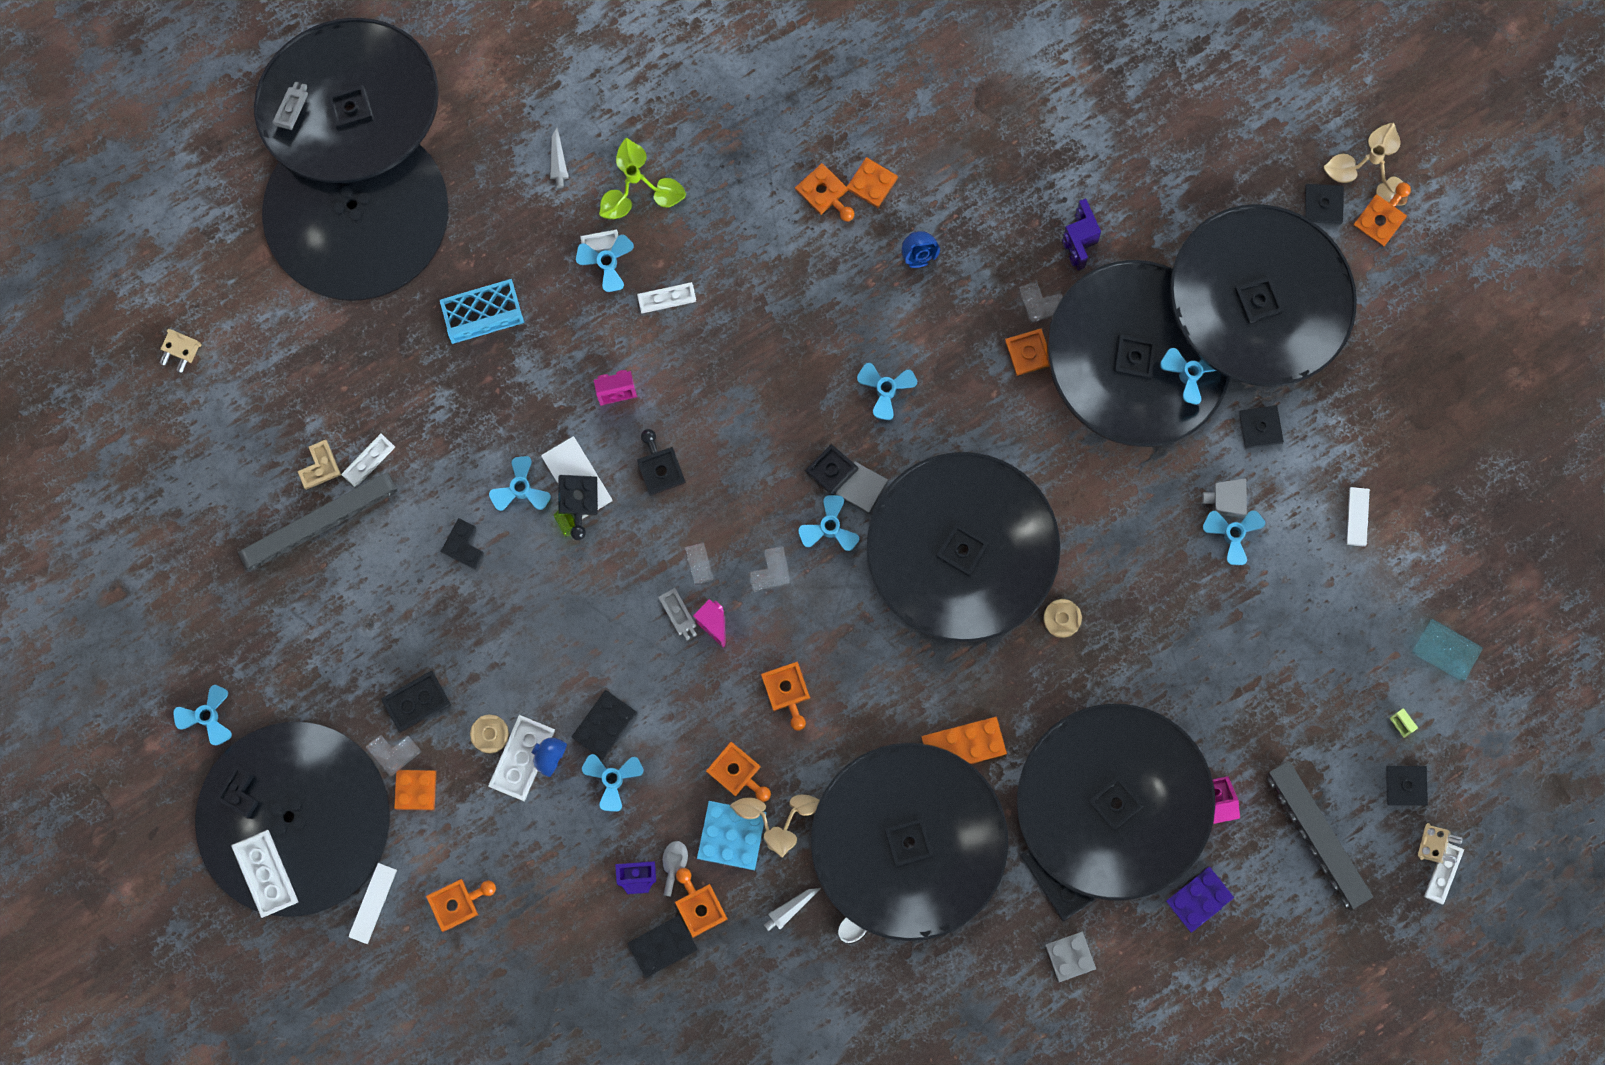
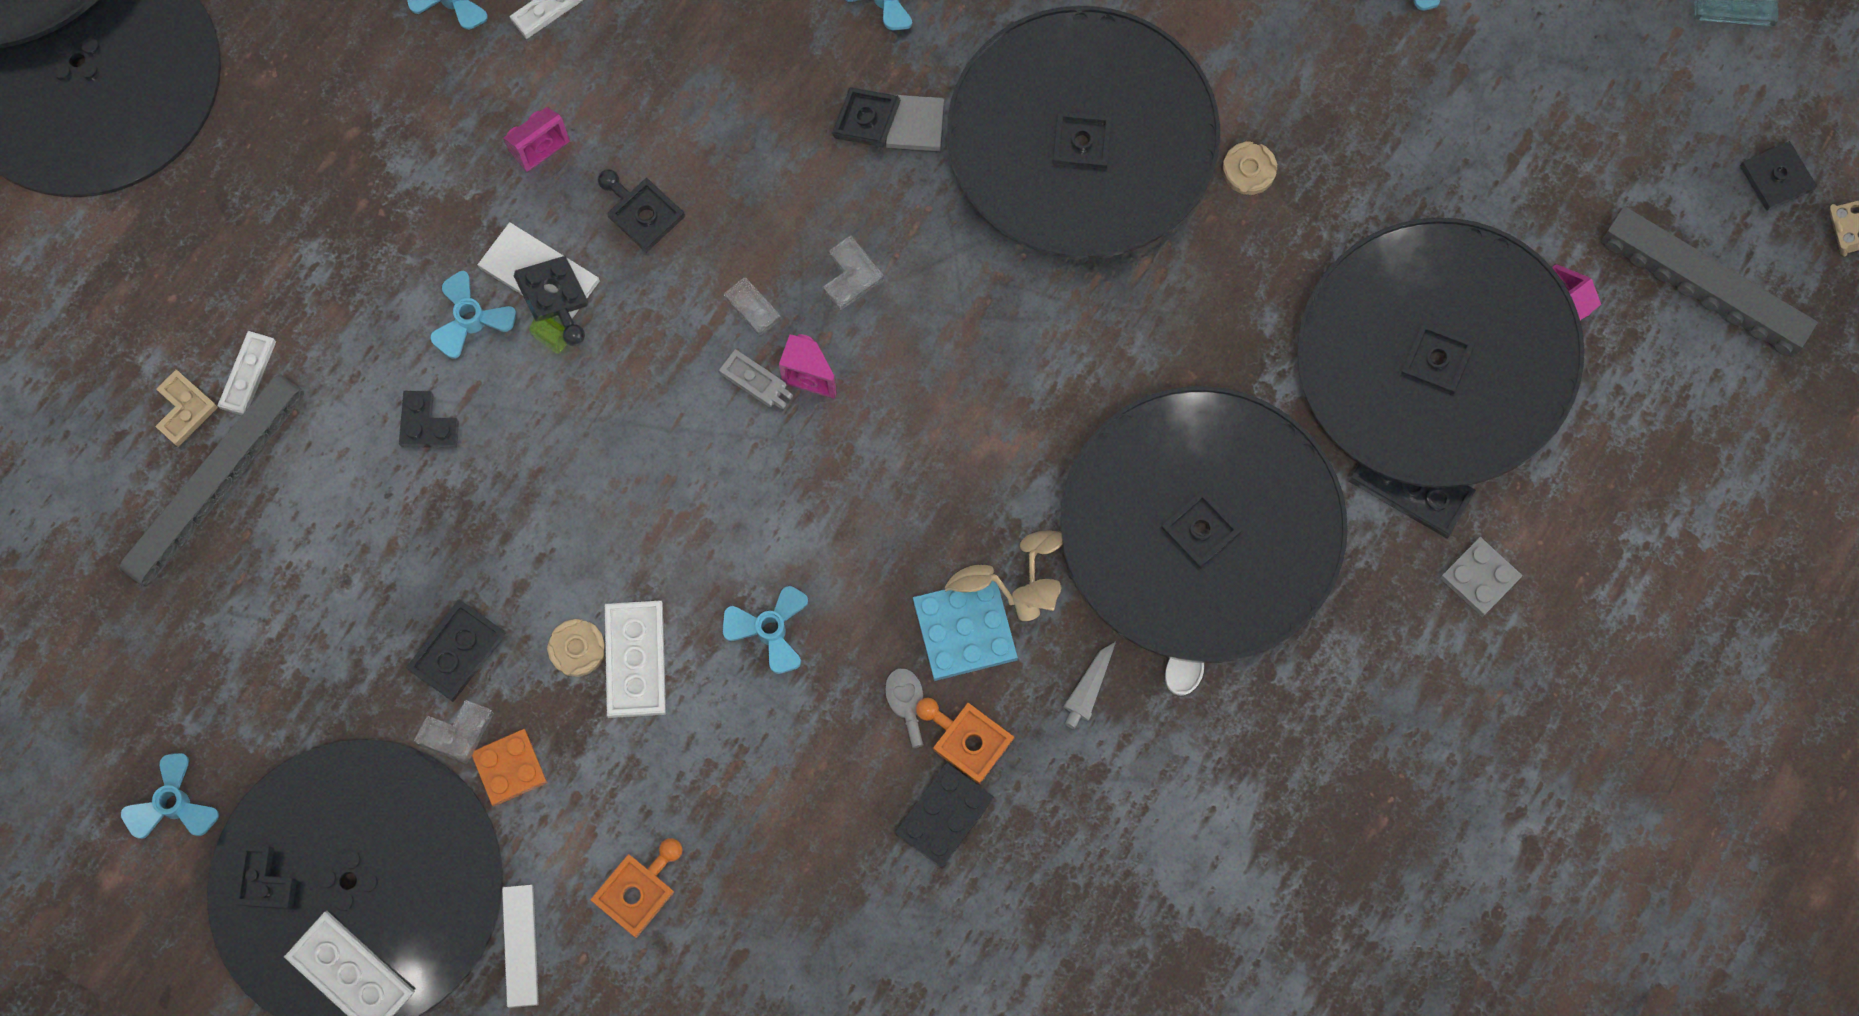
camera: 30 degrees left, 5 degrees down
(488, 323) = (325, 135): medium azure fence -> none
(547, 755) = (670, 634): blue cylinder -> none
(604, 724) = (725, 564): black plate -> none
(636, 877) = (865, 740): dark purple slope -> none
(738, 781) = (937, 557): orange plate -> none
(781, 699) = (944, 426): orange plate -> none
(812, 533) = (880, 204): medium azure piece -> none
(971, 741) = (1221, 362): orange plate -> none
(1199, 899) = (1607, 426): dark purple bracket -> none
(1406, 720) = (1737, 97): yellowish green piece -> none

